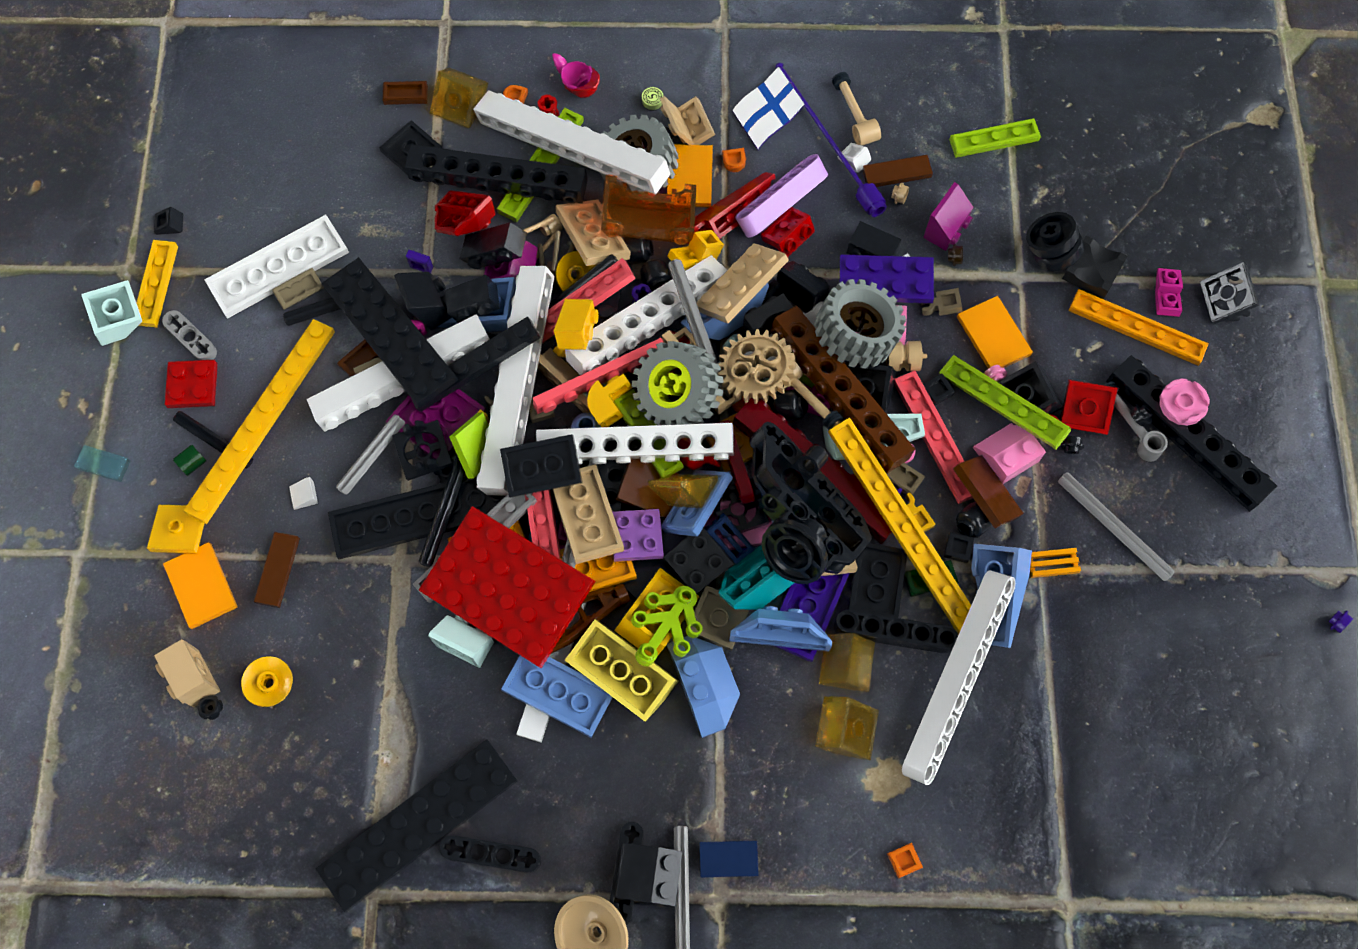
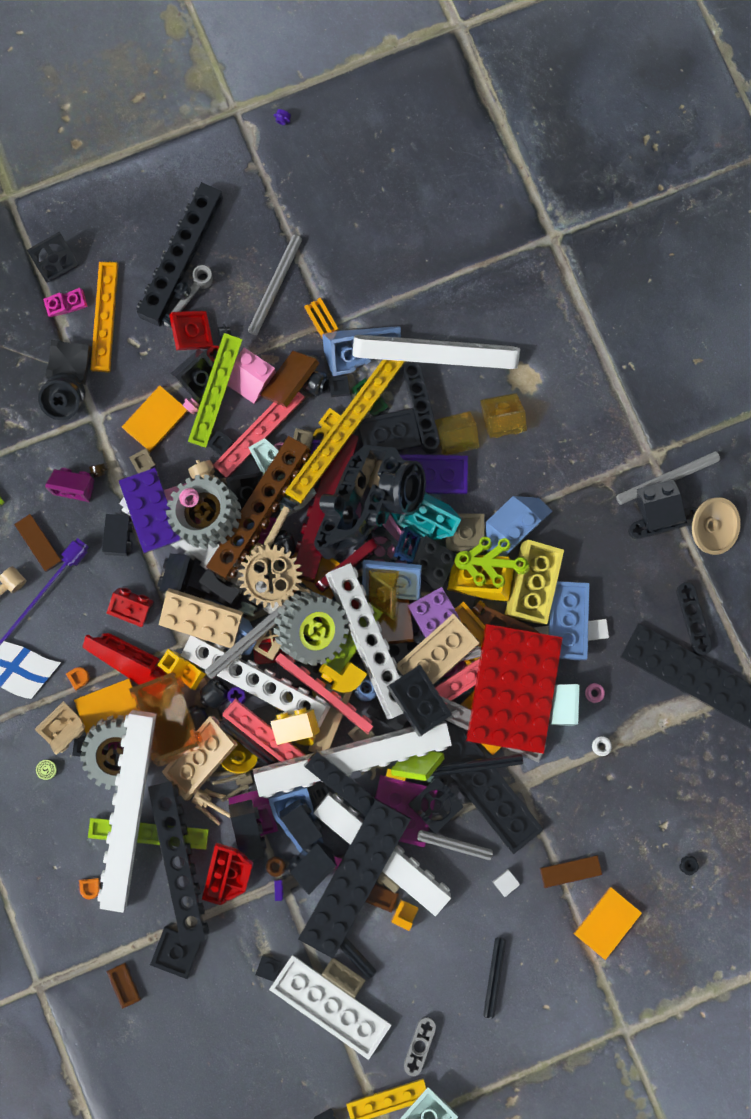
camera: 120 degrees left, 10 degrees up
(102, 463) = (550, 1055): clear light blue tile -> none
(175, 531) = (575, 963): yellow plate -> none
(186, 673) = (678, 891): tan brick -> none
(189, 460) = (520, 984): dark green brick -> none
(191, 384) = (457, 1022): red plate -> none
(257, 675) = (663, 836): yellow dish -> none
(259, 422) = (464, 946): yellow plate -> none
(325, 372) = (404, 915): none -> light orange panel
(348, 225) = (268, 968): none -> black plate
(390, 662) = (608, 746): none -> white plate
(442, 265) = (271, 871): none -> reddish brown plate
(457, 96) = (112, 934): clear yellow slope -> none
(458, 680) = (599, 689): none -> bright pink plate
(548, 104) = (87, 850): red bush -> none
(577, 76) = (55, 838): dark pink hair -> none
(728, 859) = (625, 459): dark blue piece -> none
(781, 195) = (101, 623): beam -> none
(781, 629) = (458, 484): medium blue wedge -> none
(856, 156) = (36, 581): white slope -> none
(877, 310) = (189, 502): none -> bright pink plate
(900, 193) = (58, 532): tan plate -> none
(904, 860) = (572, 347): orange tile -> none
(1184, 402) = (161, 262): bright pink tile -> none

